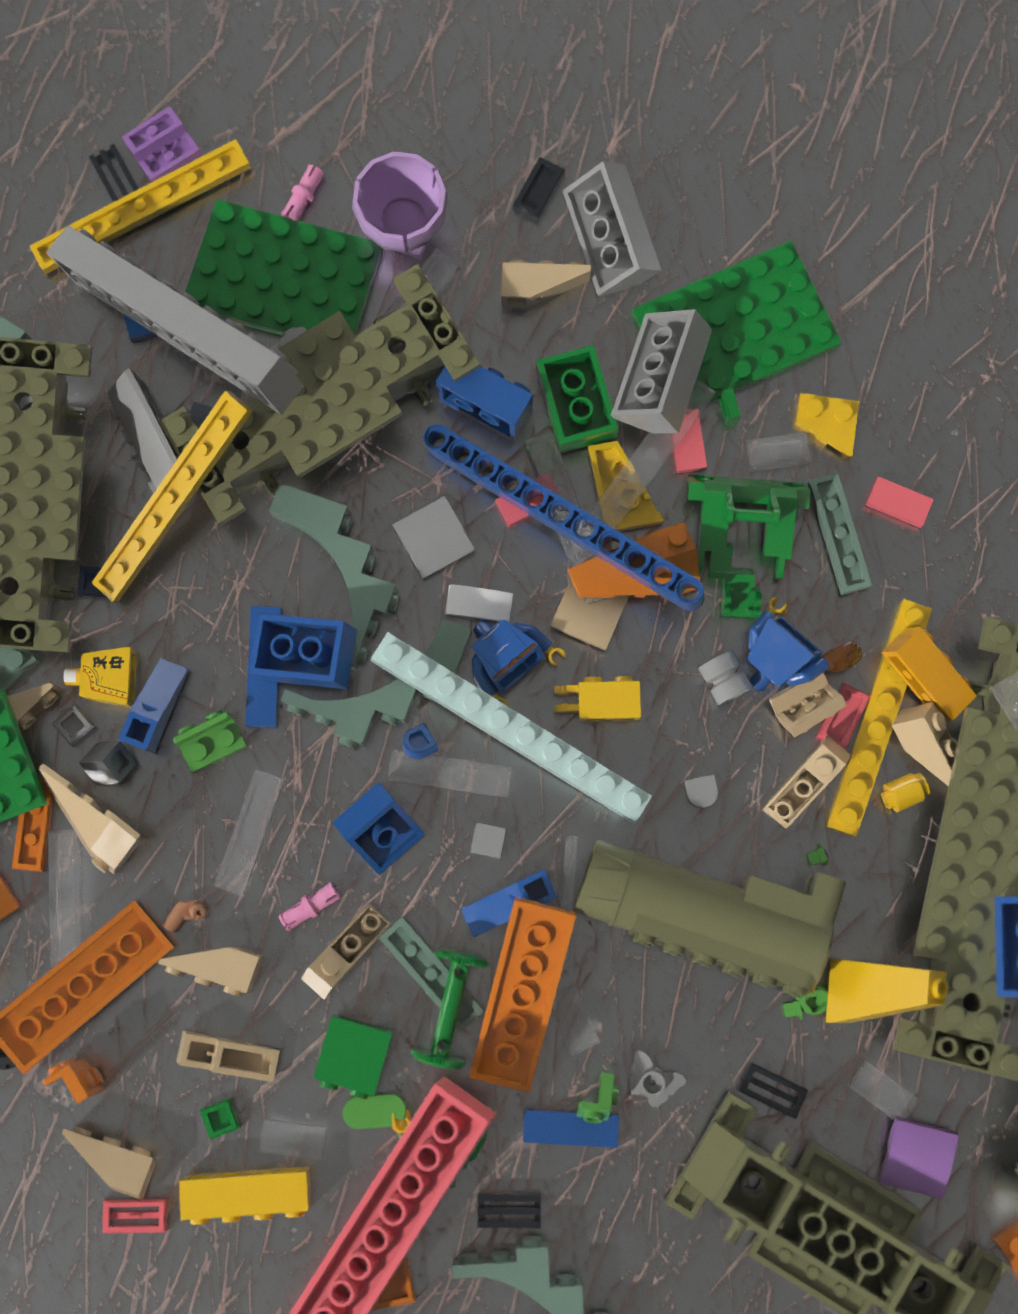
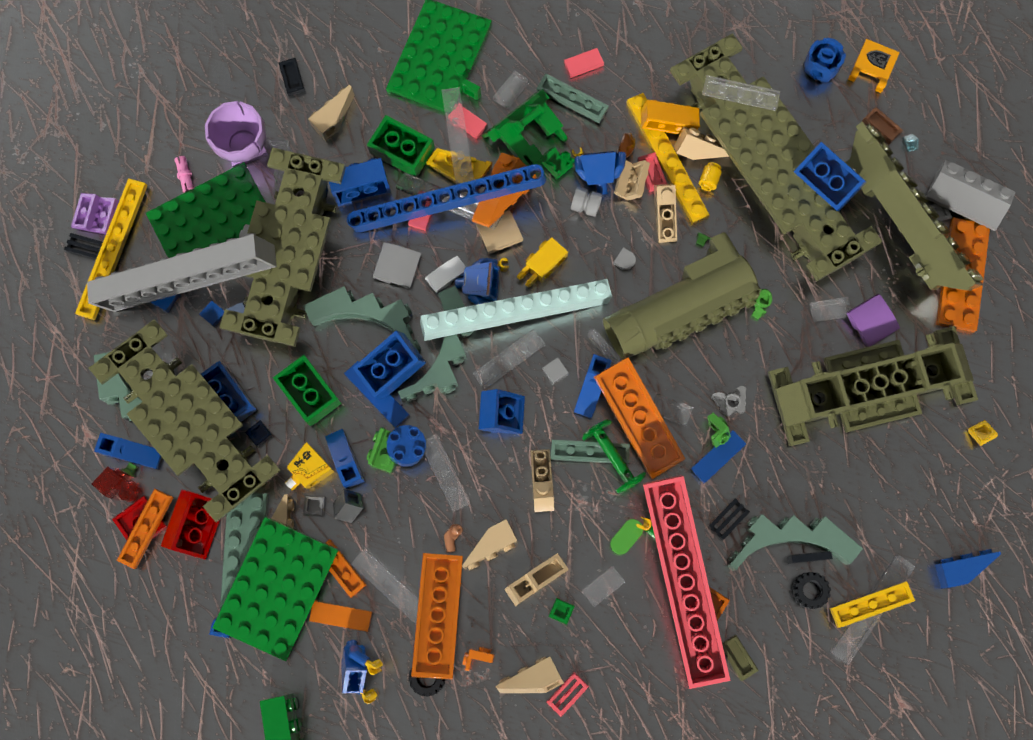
camera: 45 degrees left, 5 degrees down
(103, 501) = (229, 390): none -> blue brick
(103, 835) = (377, 537): tan wedge -> none
(140, 416) = (221, 342): light grey slope -> none
(172, 496) = (260, 353): yellow plate -> none
(177, 392) = (212, 313): none -> blue tile
(189, 587) = (307, 390): none -> green brick
(231, 762) = (406, 445): none -> blue brick
(245, 1194) = (607, 630): yellow brick -> none
(309, 906) = (505, 477): bright pink pin -> none
(353, 1056) = (593, 520): green brick -> none
(419, 742) = (481, 358): blue tile -> none
(611, 228) = (342, 63): light grey slope -> none
(662, 371) = (427, 98): light grey slope -> none
(747, 1078) = (770, 359): black tile -> none
(829, 420) = (519, 57): yellow wing -> none
(876, 990) = (785, 264): yellow slope -> none

